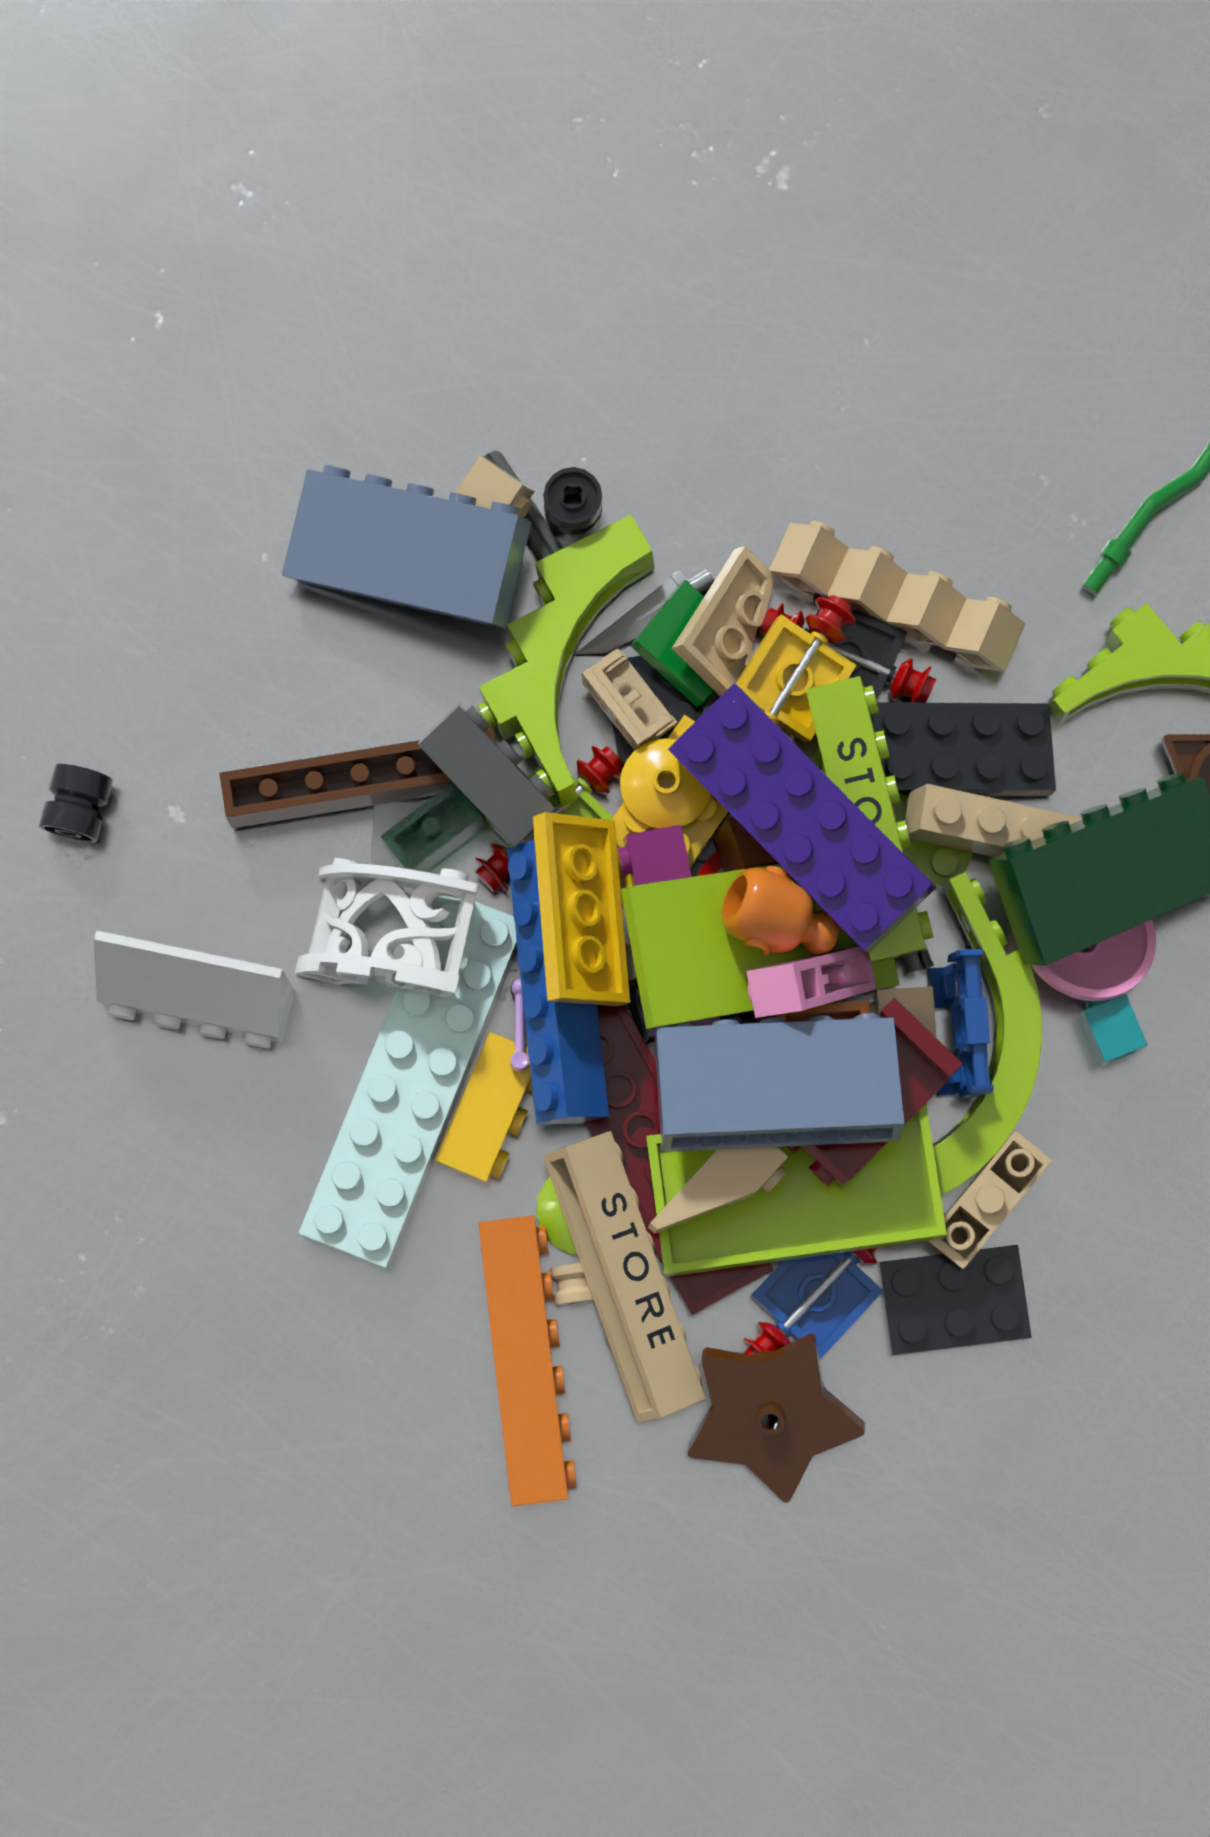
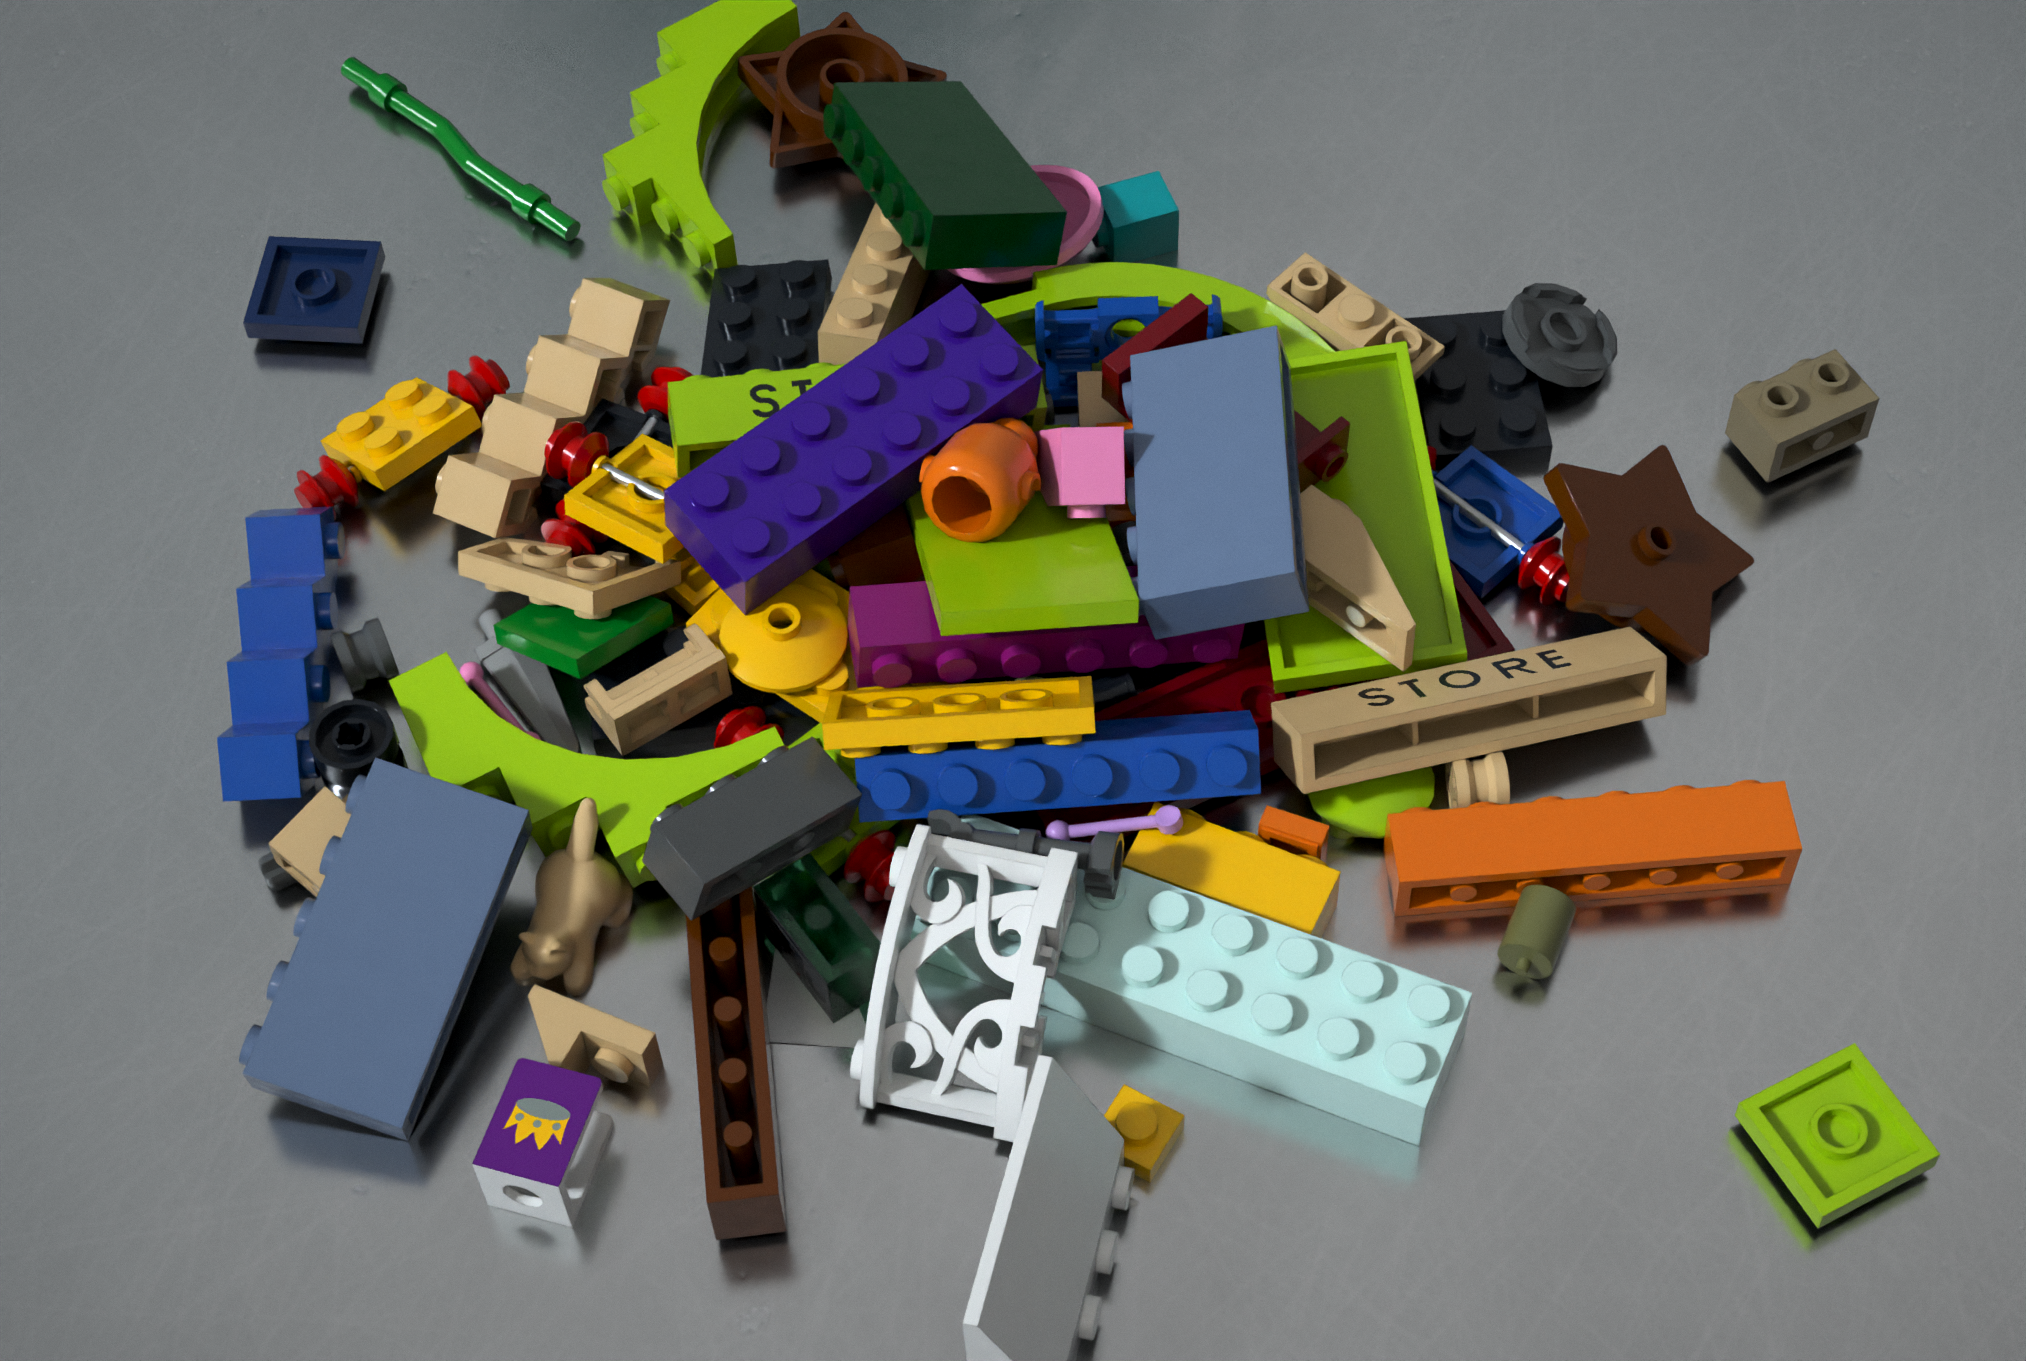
camera: 85 degrees left, 25 degrees down
(280, 667) = (543, 1142): none -> piece
(304, 1514) = (1836, 1135): none -> lime plate
(305, 1050) = (1147, 1130): none -> yellow plate
(361, 674) = (583, 1035): none -> tan slope
(456, 662) = (573, 899): none -> tan animal
(456, 1320) = (1536, 931): none -> olive piece
(468, 1011) = (1099, 859): none -> dark grey piece
(523, 1151) = (1294, 833): none -> orange tile
(606, 617) = (473, 676): none -> bright pink hinge
(667, 493) = (364, 655): none -> dark grey wheel
(680, 436) = (283, 662): none -> blue brick
(868, 489) = (400, 434): none -> yellow plate
(914, 1552) = (1801, 415): none -> dark tan brick
(1001, 1365) = (1559, 335): none -> dark grey tile
(1015, 402) = (314, 289): none -> dark blue plate

